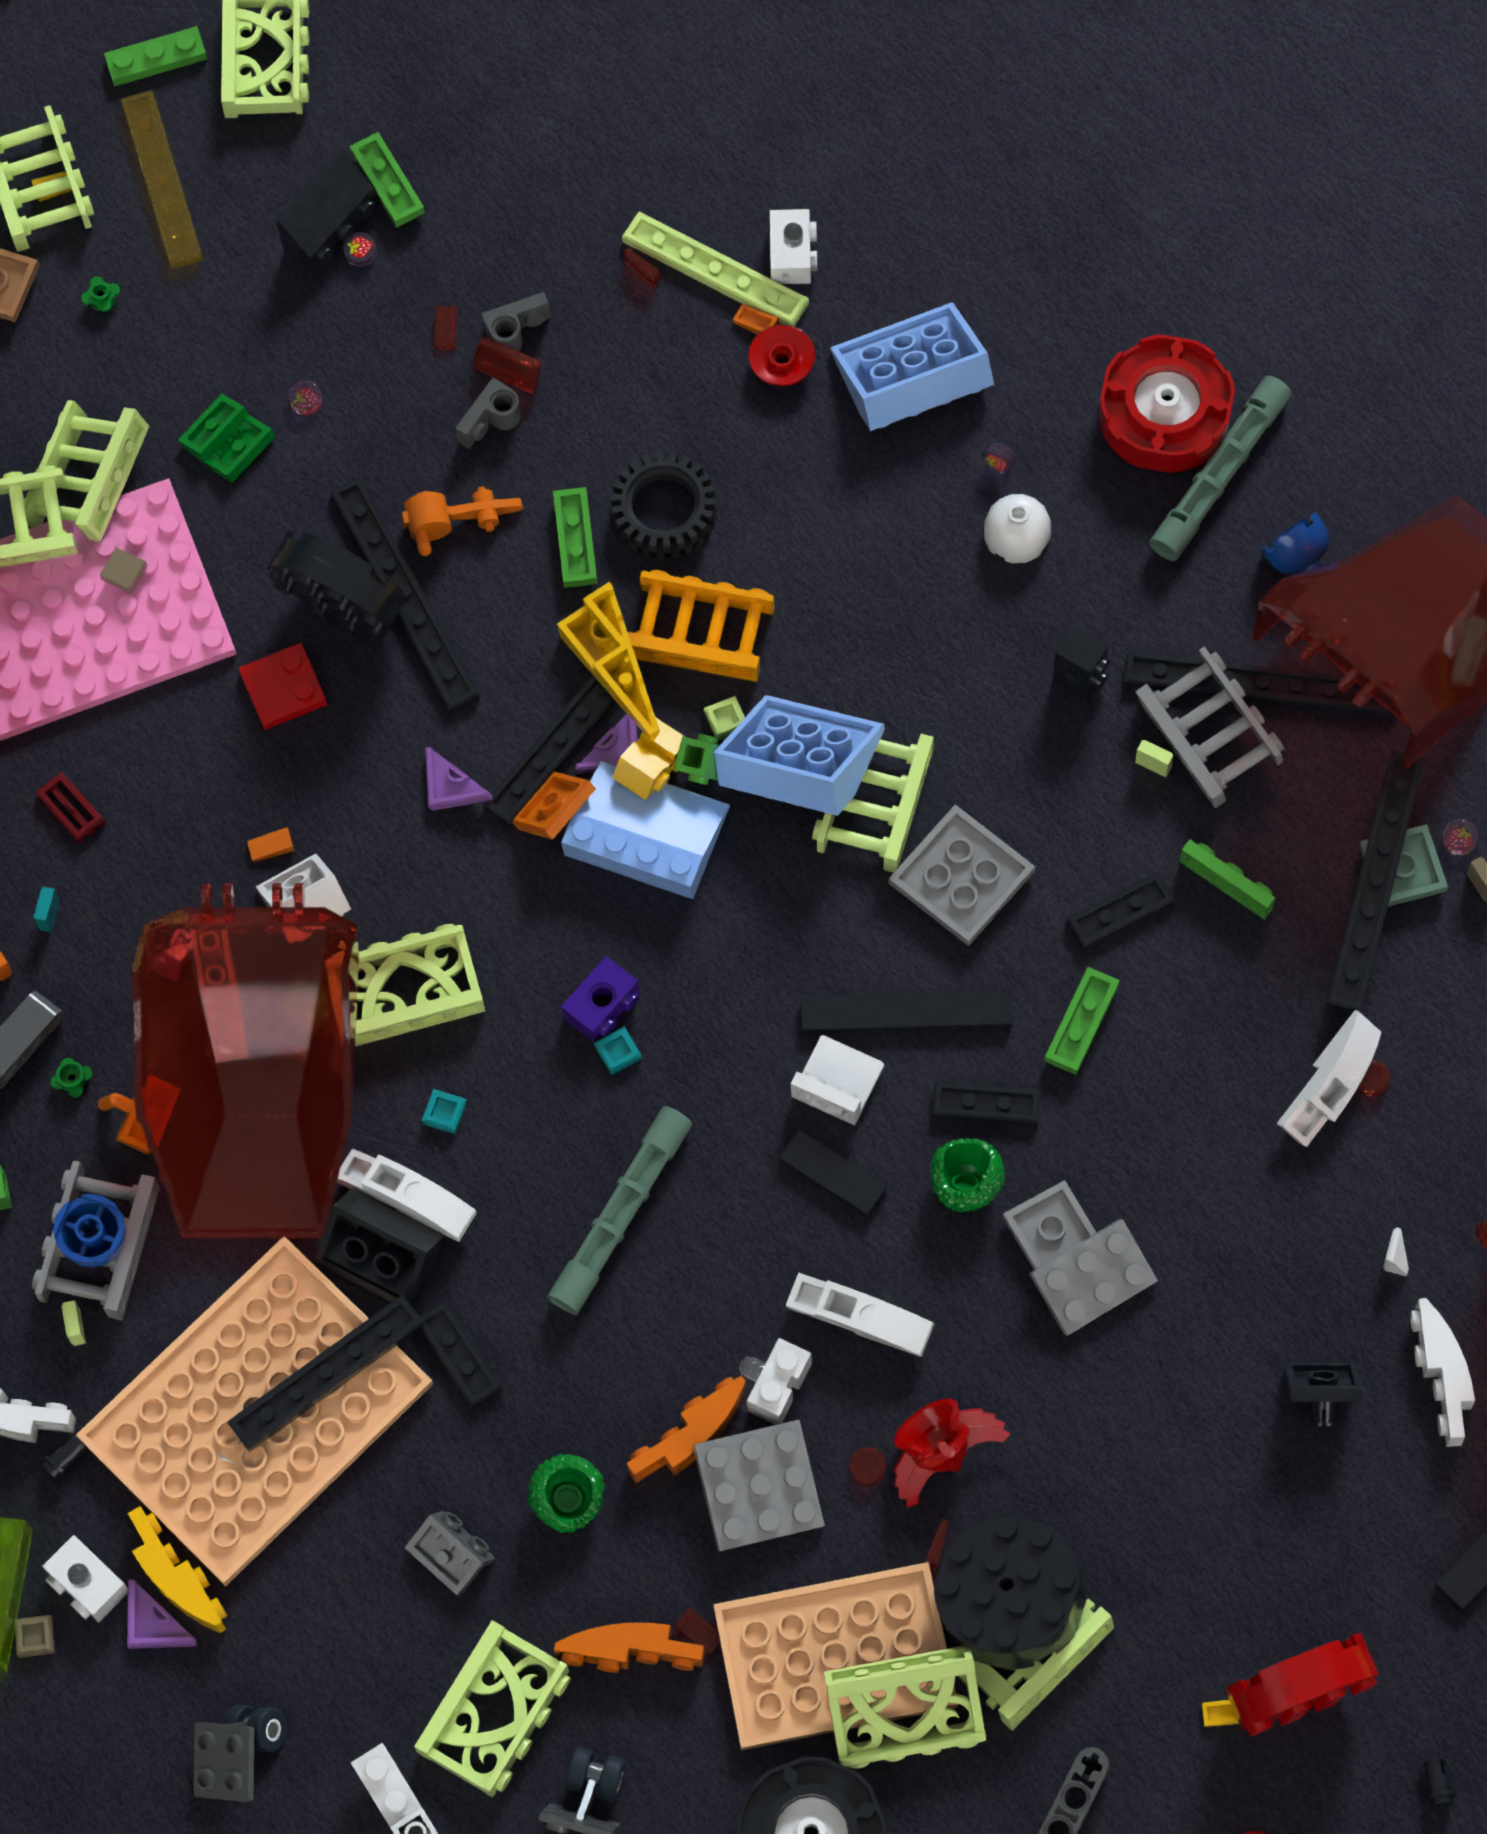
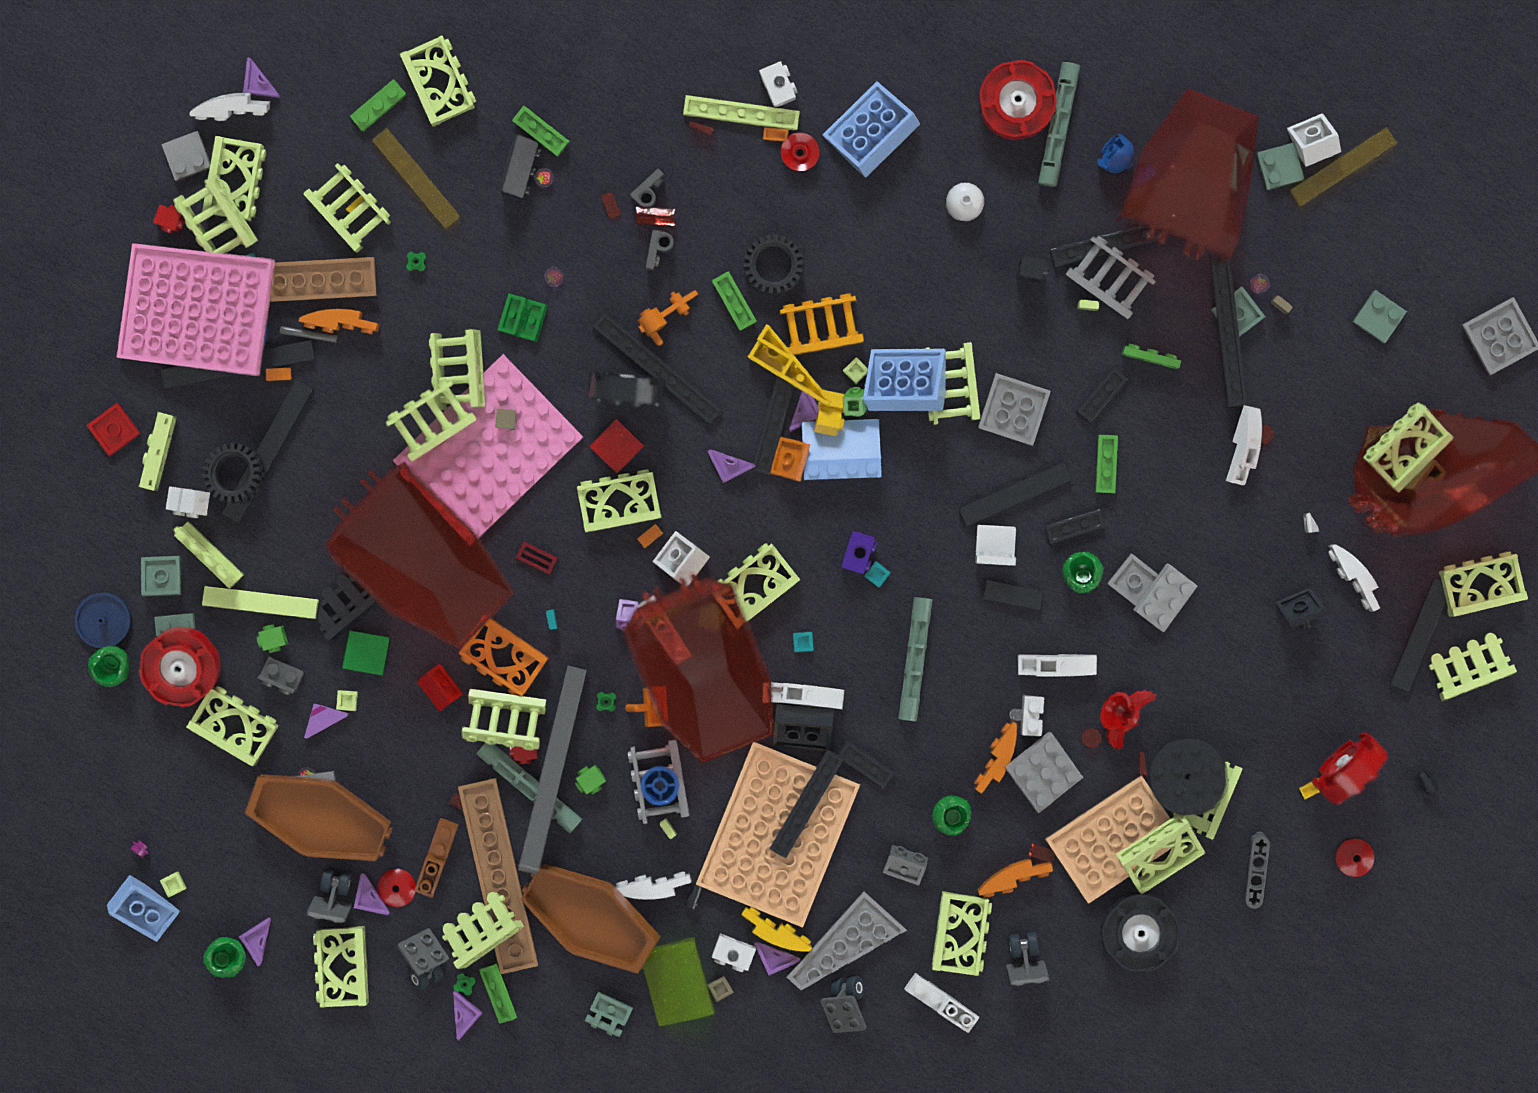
camera: 30 degrees left, 20 degrees up
(272, 805) = (643, 512): none -> yellowish green fence
(308, 1635) = (853, 935): none -> light grey wing
(998, 457) = (939, 165): clear purple tile -> none

